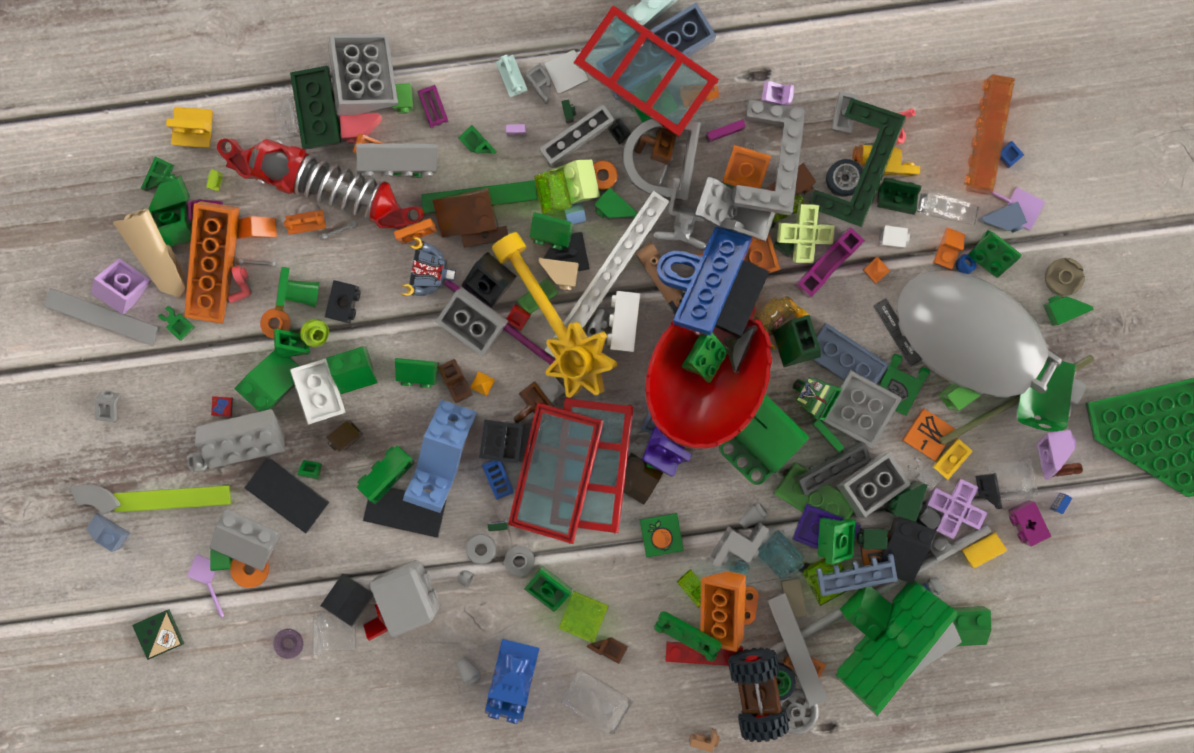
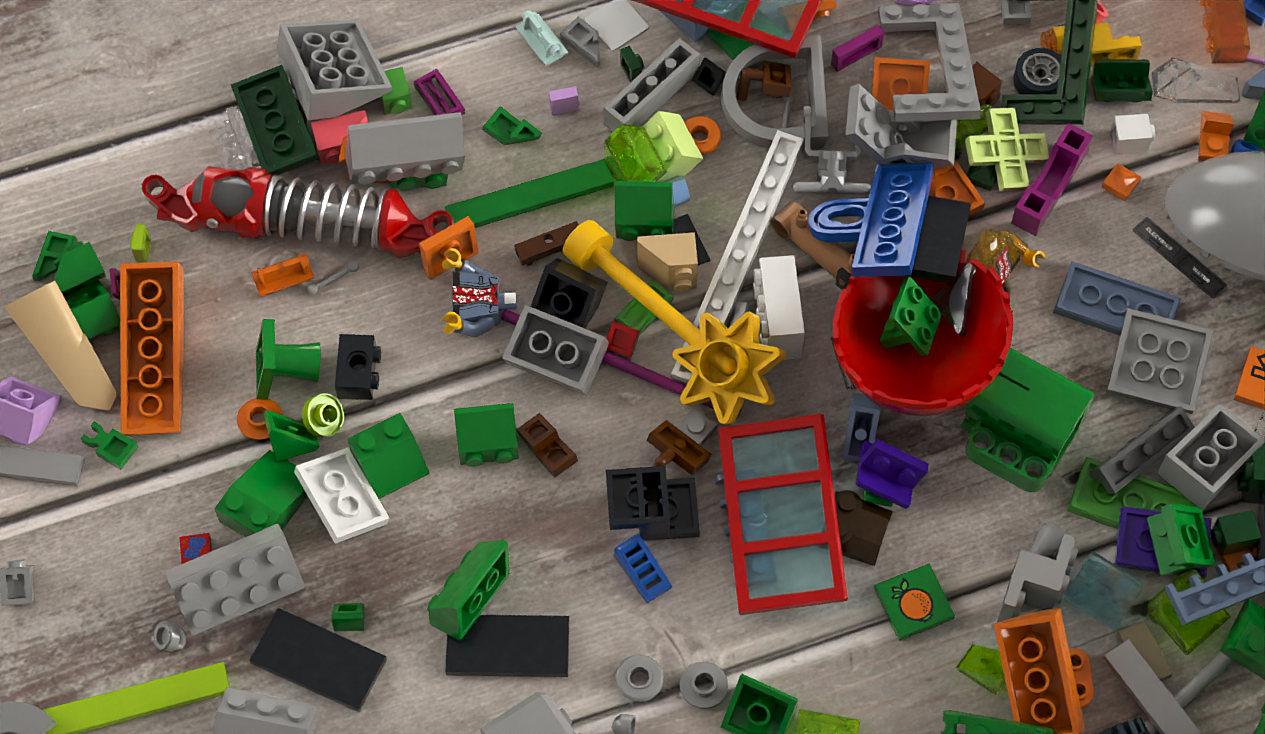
camera: 10 degrees left, 25 degrees down
(191, 127) = (96, 184): yellow bracket -> none
(240, 261) = (240, 339): light grey hinge -> none
(240, 276) = (198, 362): coral plate -> none
(257, 227) = (211, 294): orange slope -> none
(344, 436) = (394, 549): dark brown slope -> none
(440, 456) = (548, 541): medium blue bracket -> none
(465, 213) = (515, 213): reddish brown slope -> none
(482, 383) = (588, 442): light orange slope -> none
(498, 525) = (658, 635): dark green tile -> none
(555, 472) = (730, 533): clear light blue door -> none
(613, 207) = (726, 169): green slope -> none
(797, 341) = (1039, 286): dark green slope -> none
(817, 396) = (1090, 353): torso -> none
(827, 435) = (1121, 408): green tile -> none
(903, 384) = (1213, 317): green flag -> none

